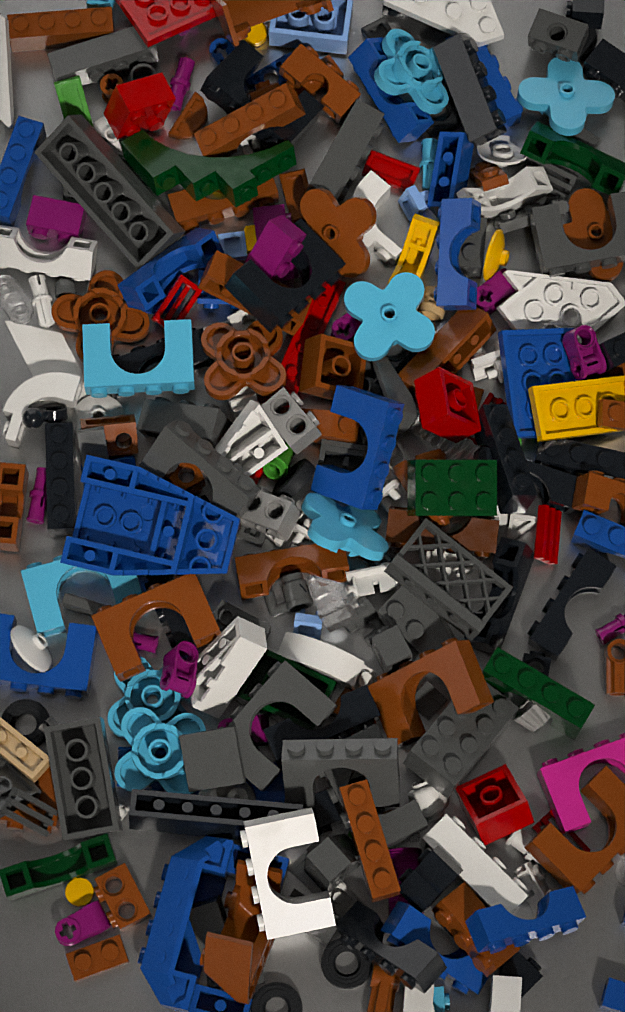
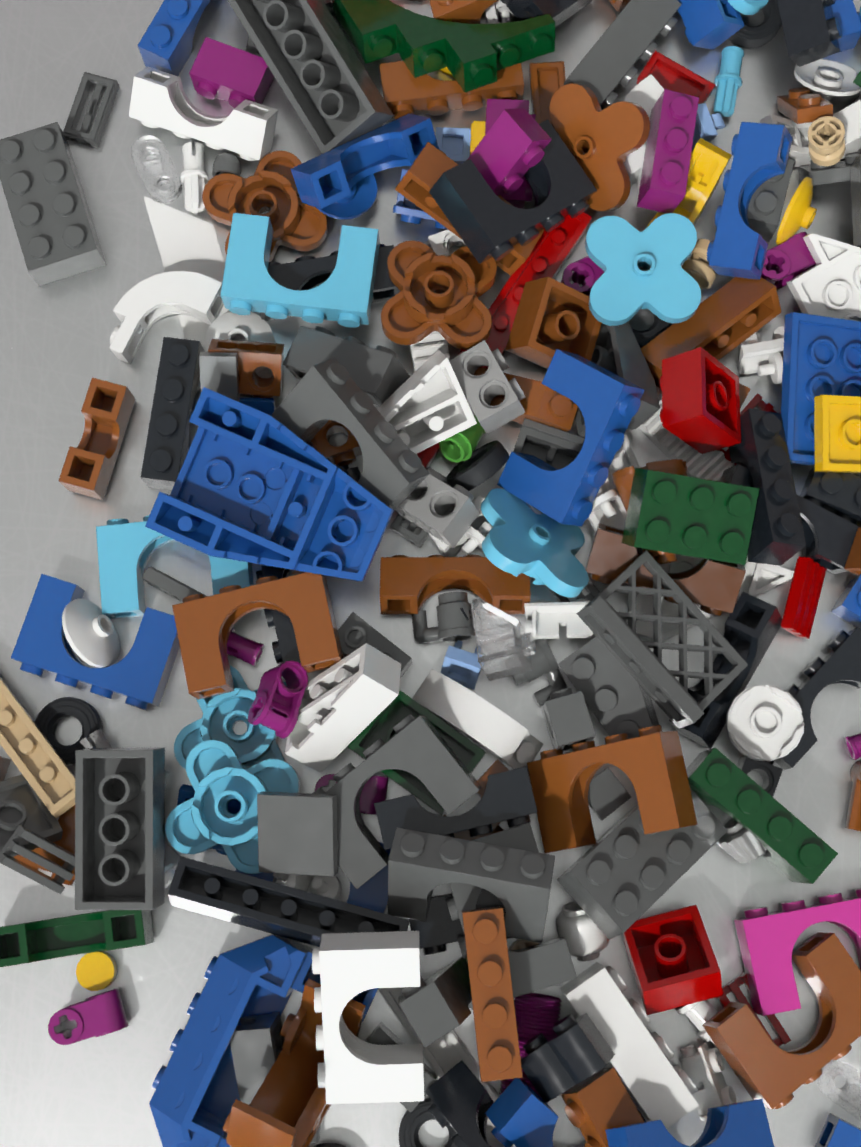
camera: 15 degrees right, 5 degrees up
(34, 417) = (151, 327): black plate -> none
(38, 498) = (135, 448): magenta pin -> none
(97, 958) = (103, 1065): dark orange plate -> none
(127, 895) = (160, 988): dark orange brick -> none
(188, 284) = (386, 186): red tile -> none
(392, 227) = (668, 152): none -> magenta brick
(450, 168) = (756, 87): blue brick -> none
(510, 206) = (831, 148): none -> tan wheel
(532, 627) = (764, 723): none -> white tile

